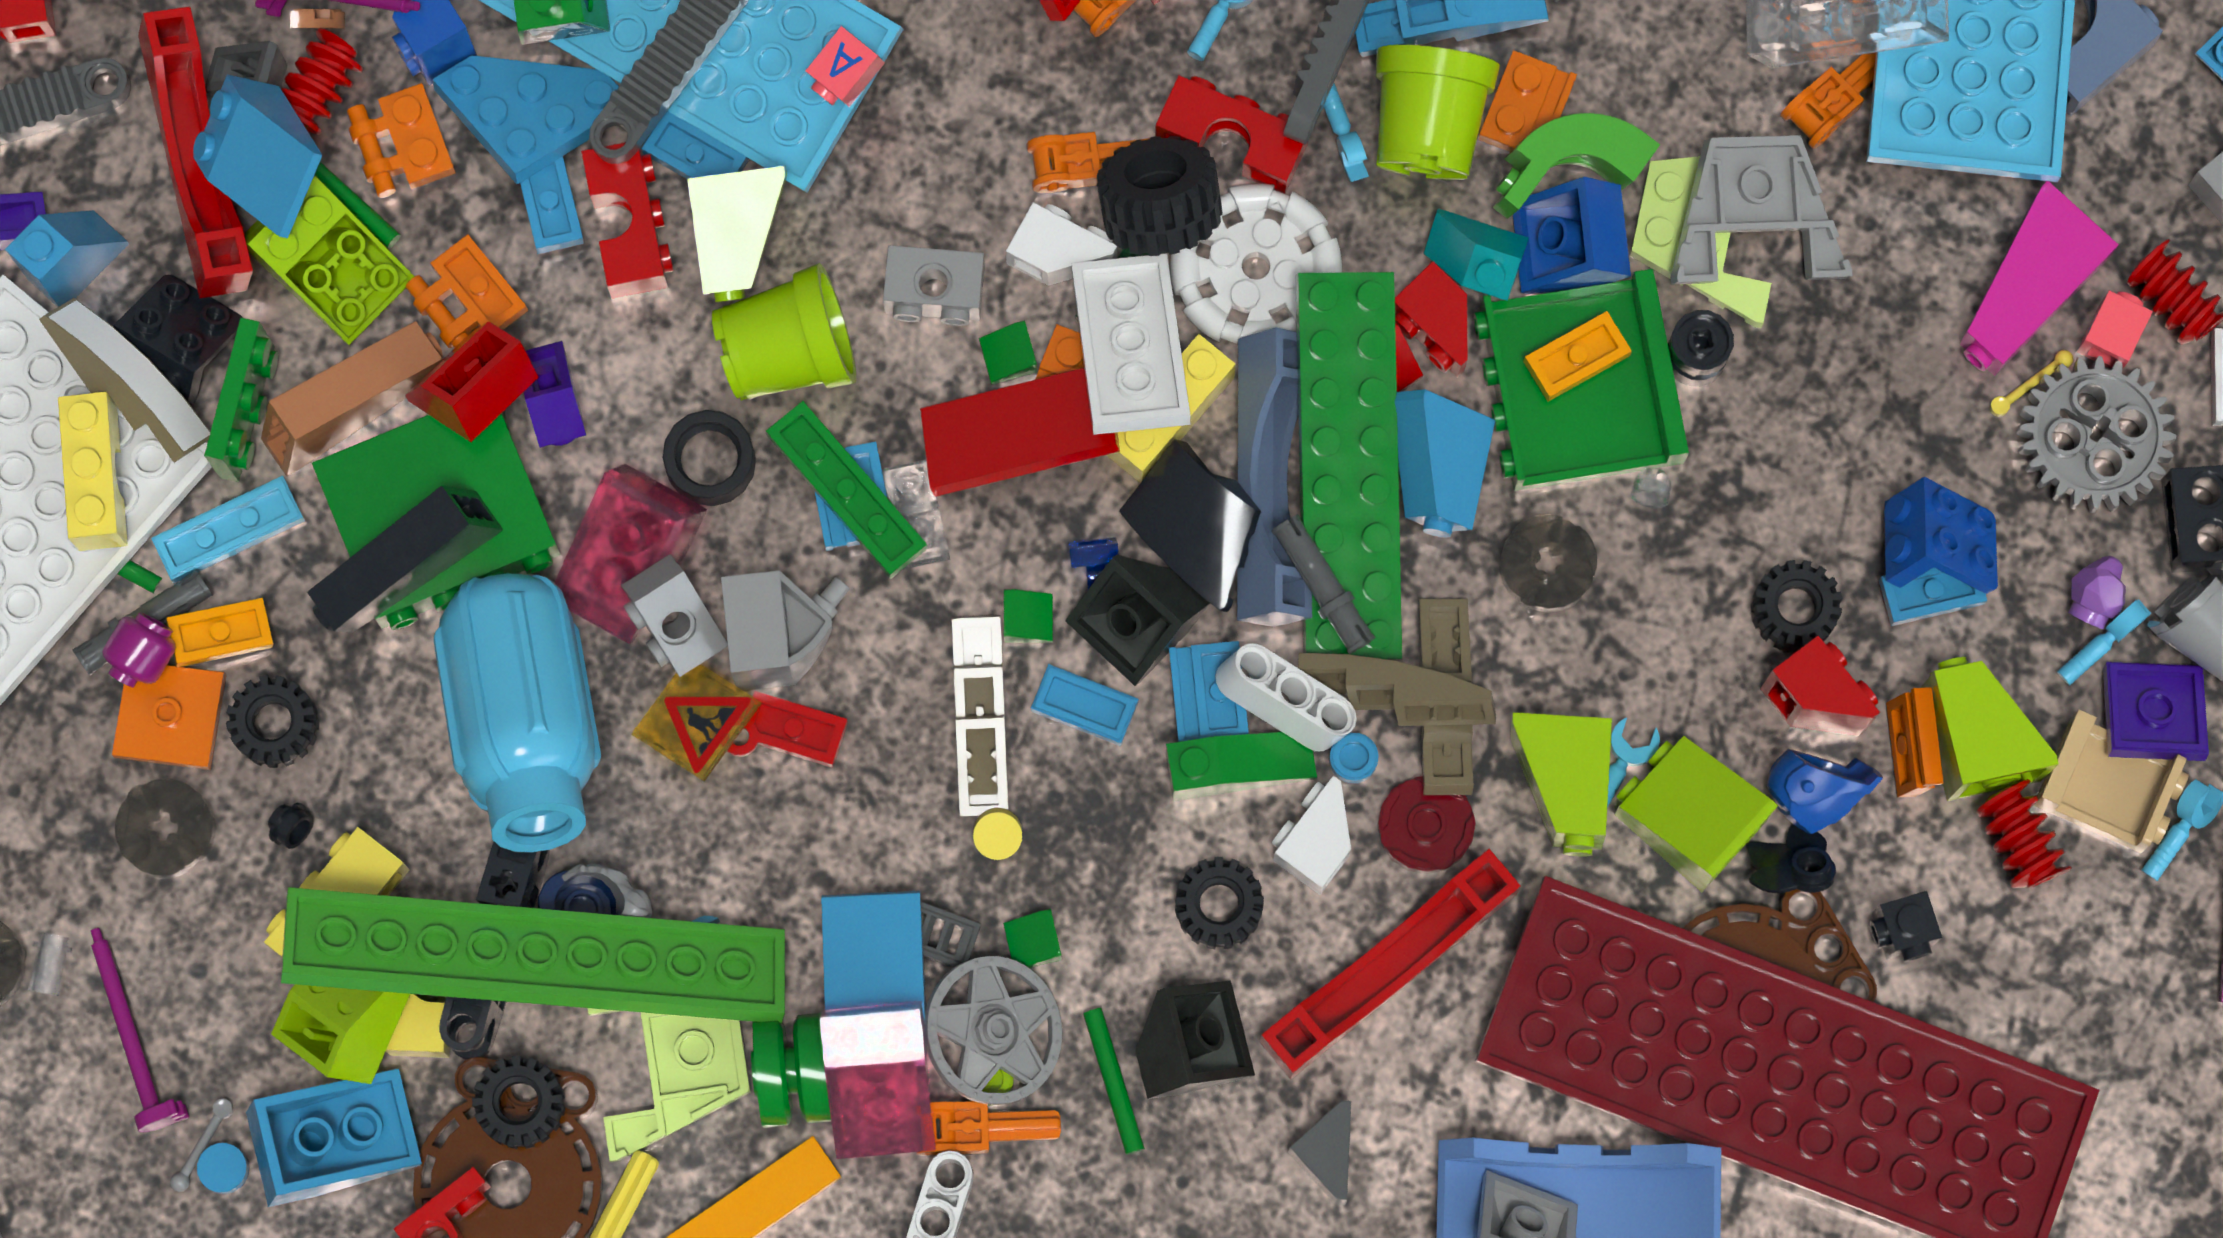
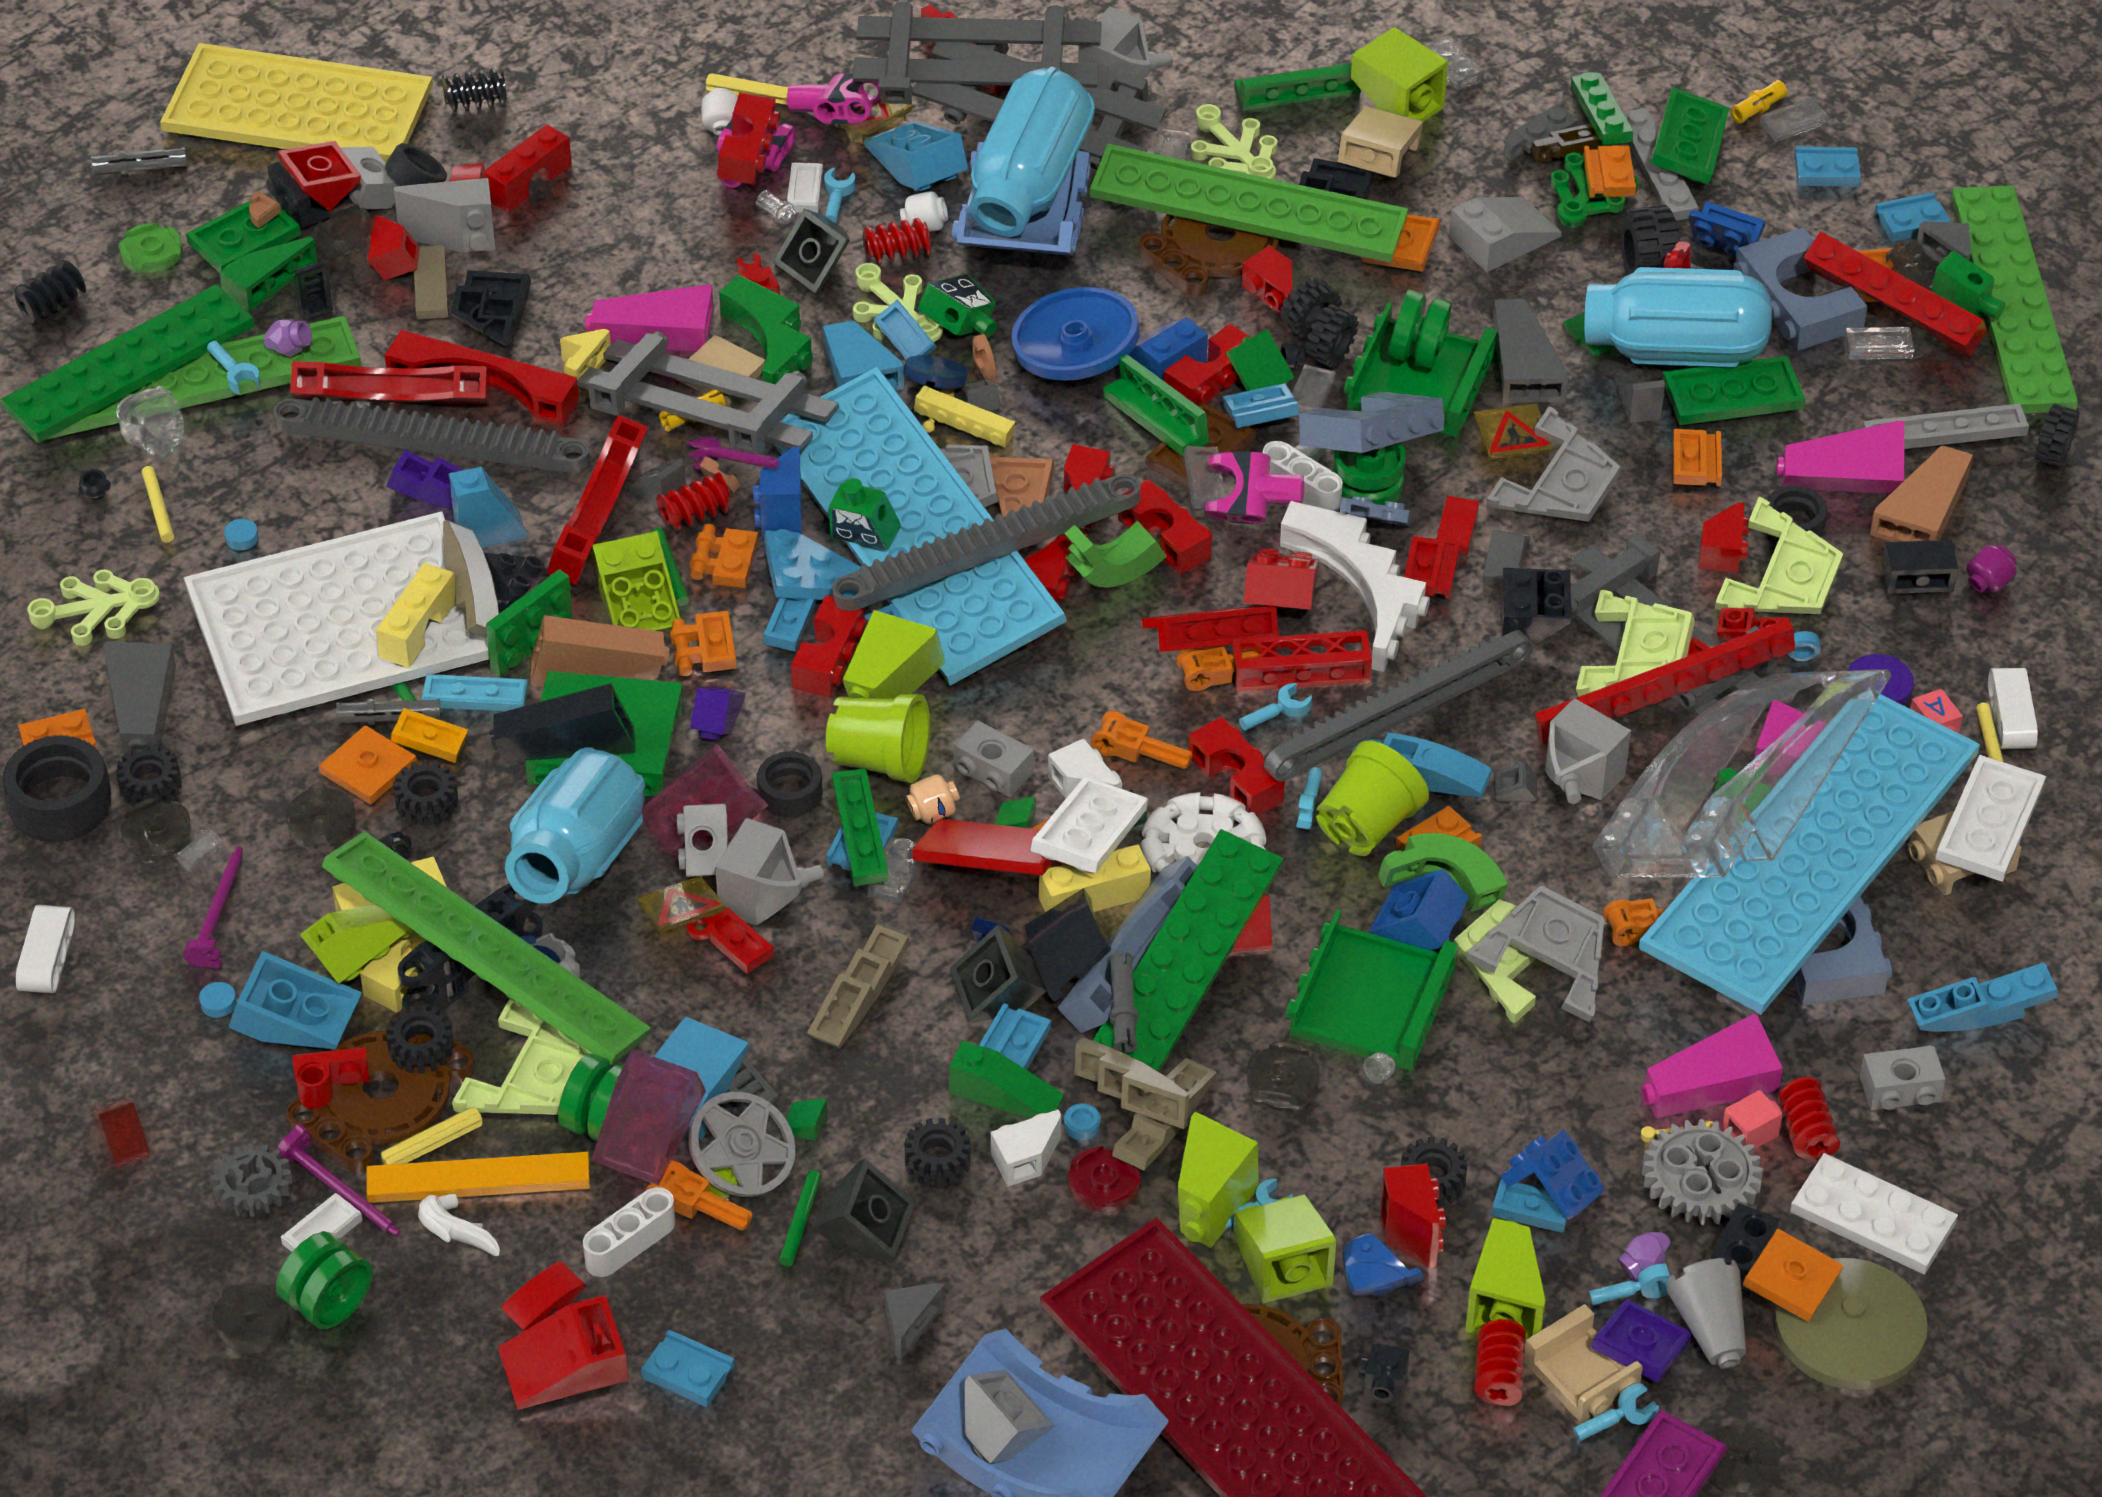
camera: 30 degrees right, 30 degrees down
(139, 649) = (374, 711): magenta head -> none
(222, 1110) = (241, 972): light grey hinge -> none
(258, 152) = (630, 496): dark azure slope -> none
(475, 381) = (673, 662): red slope -> none
(843, 68) = (1013, 614): coral brick -> none
(900, 389) = (932, 799): none -> light nougat head
(997, 834) = (823, 1051): light yellow tile -> none
(1028, 616) = (925, 951): green slope -> none
(1084, 705) = (929, 1015): dark azure tile -> none
(1159, 195) = (1164, 765): black tyre -> none
(1307, 696) = (1058, 1056): white beam -> none
(1390, 964) = (954, 1240): red arch -> none
(1436, 315) = (1301, 912): red slope -> none
(1441, 460) = (1249, 979): dark azure slope -> none
(1476, 253) = (1352, 893): teal slope -> none
(1577, 356) = (1378, 973): light orange plate -> none
(1700, 347) = (1461, 1003): black wheel -> none
(1793, 865) = (1337, 1307): black plate -> none
(1914, 742) = (1454, 1290): orange plate -> none

